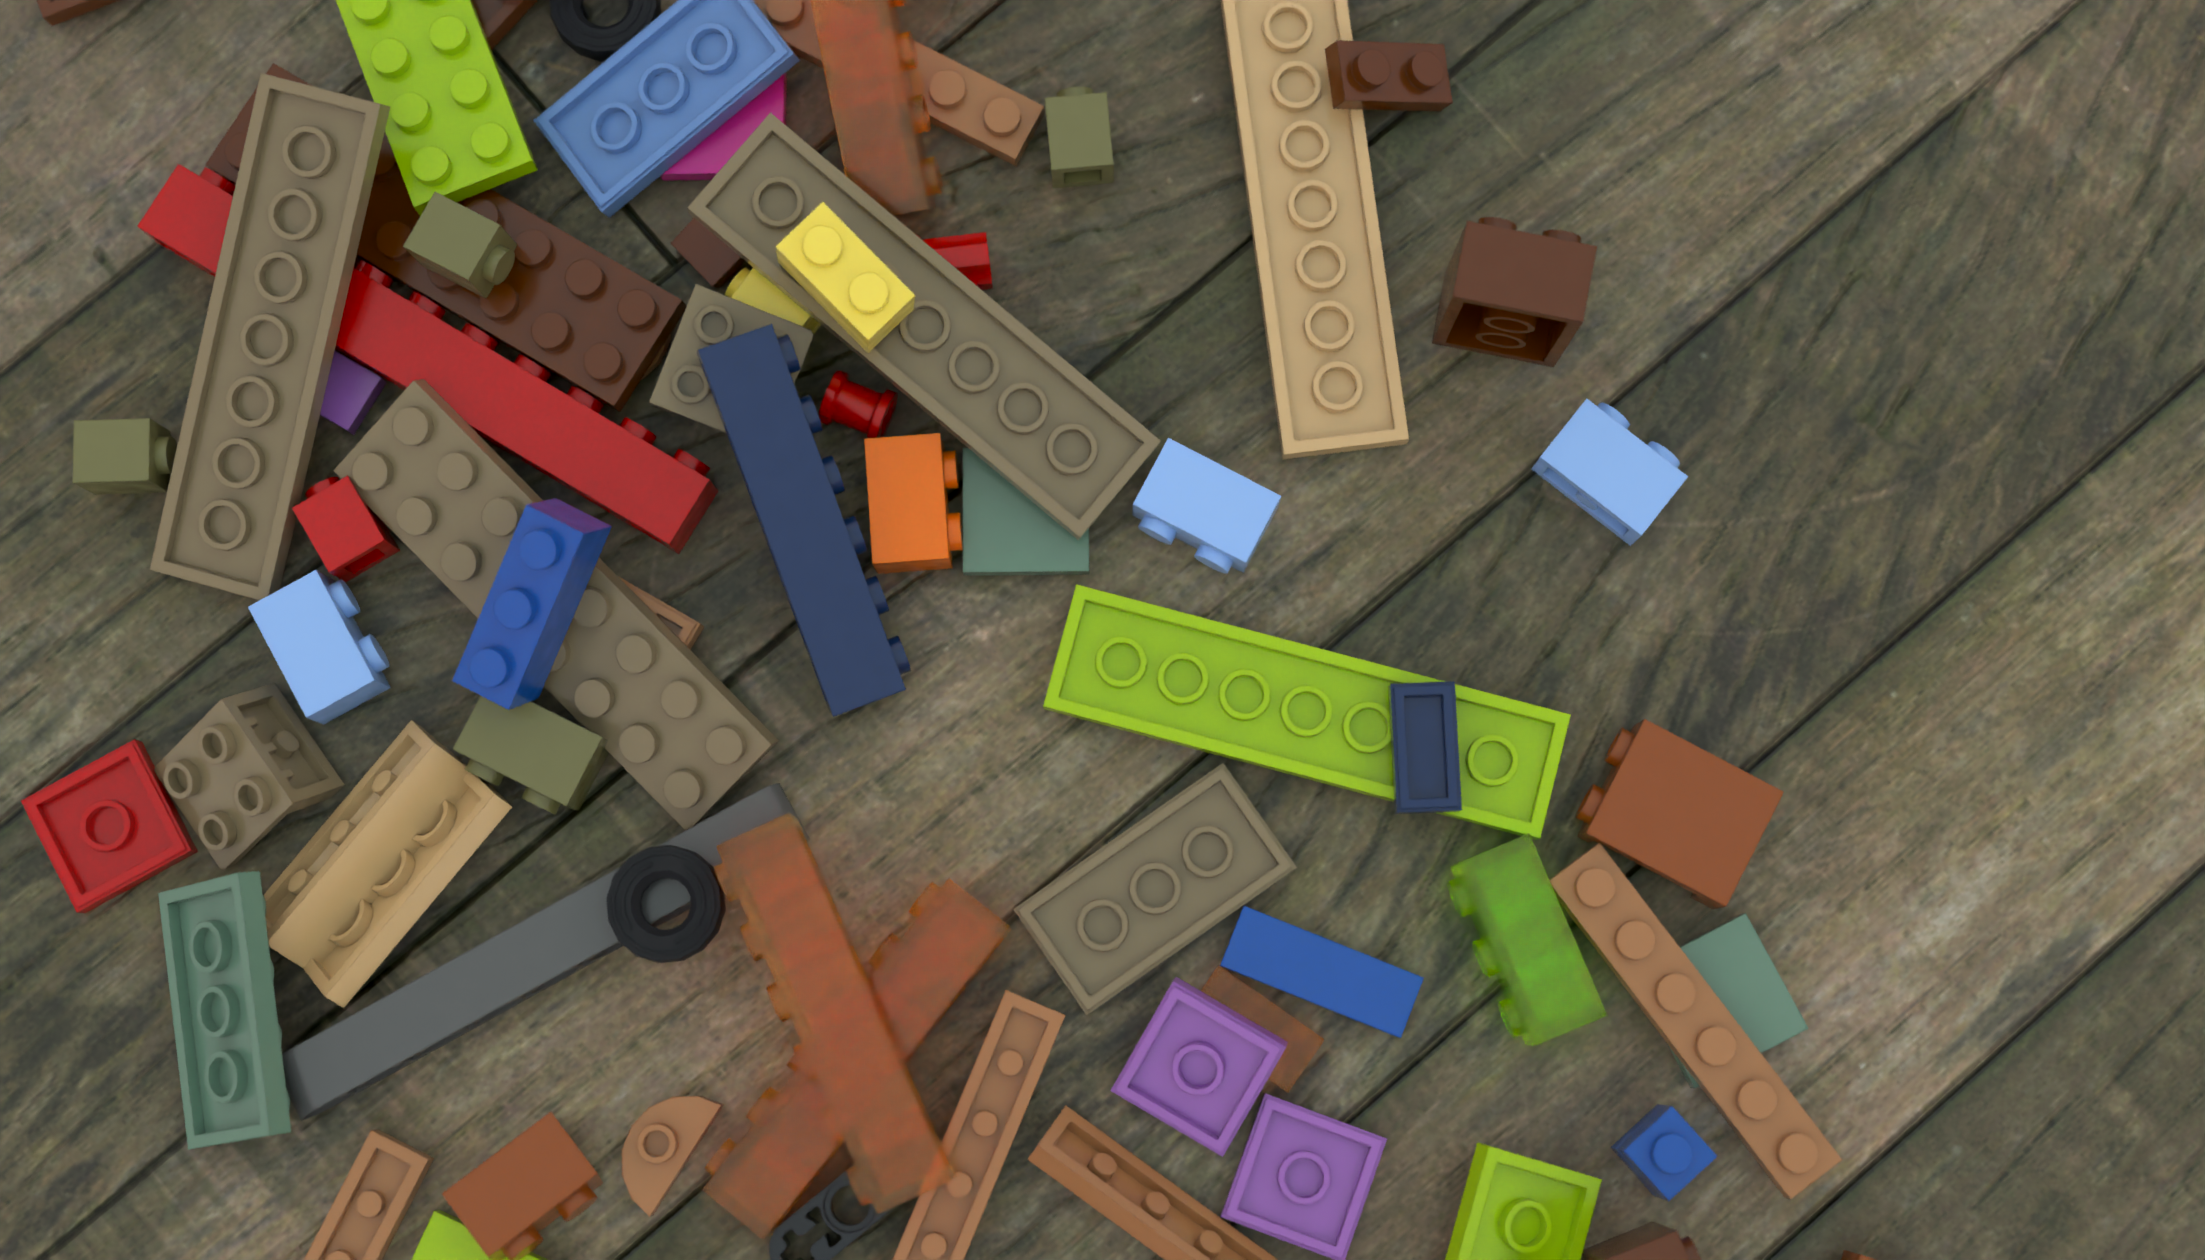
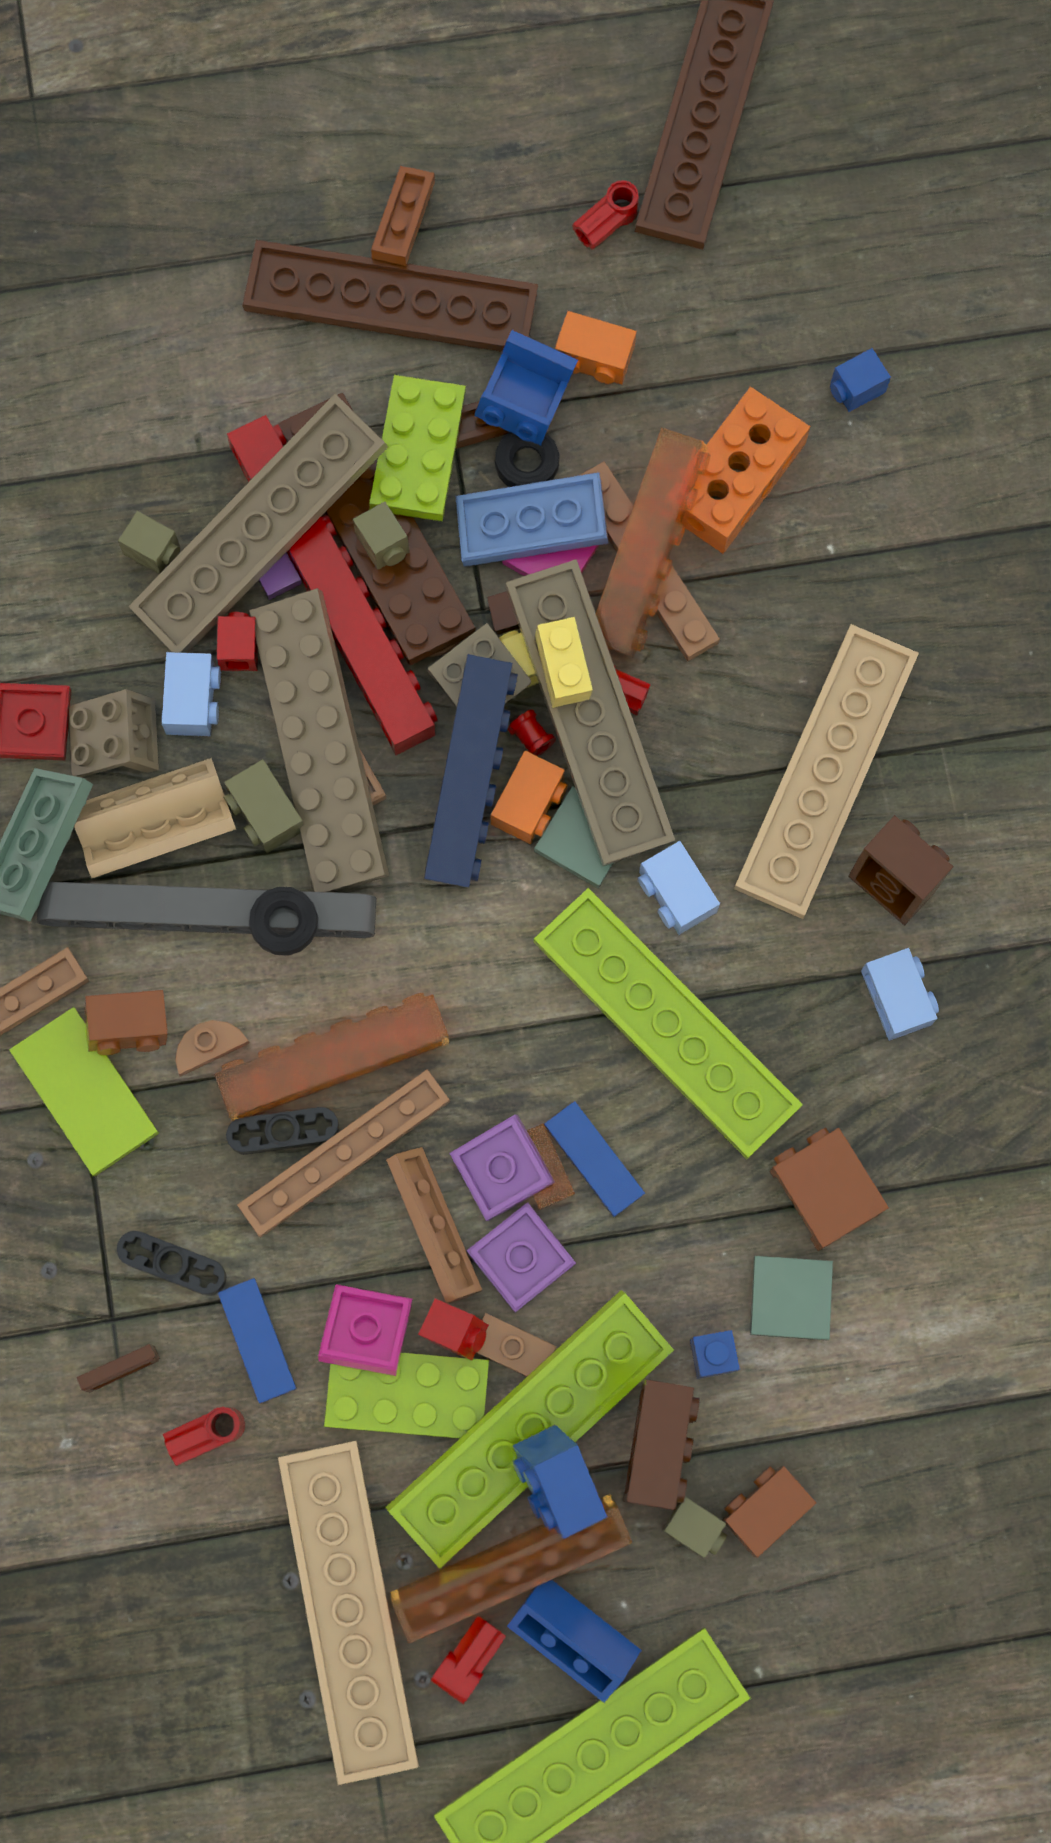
camera: 25 degrees right, 5 degrees down
(531, 603) = (308, 731): blue brick -> none
(835, 1014) = (334, 1024): clear orange brick -> none
(1079, 138) = (727, 665): olive brick -> none
(1155, 888) = (534, 1066): dark tan tile -> none
(1388, 76) = (907, 726): reddish brown plate -> none
(1424, 747) = (716, 1075): dark blue tile -> none
(1525, 942) = (708, 1205): clear neon green brick -> none
(1694, 1022) = (770, 1298): medium nougat plate -> none

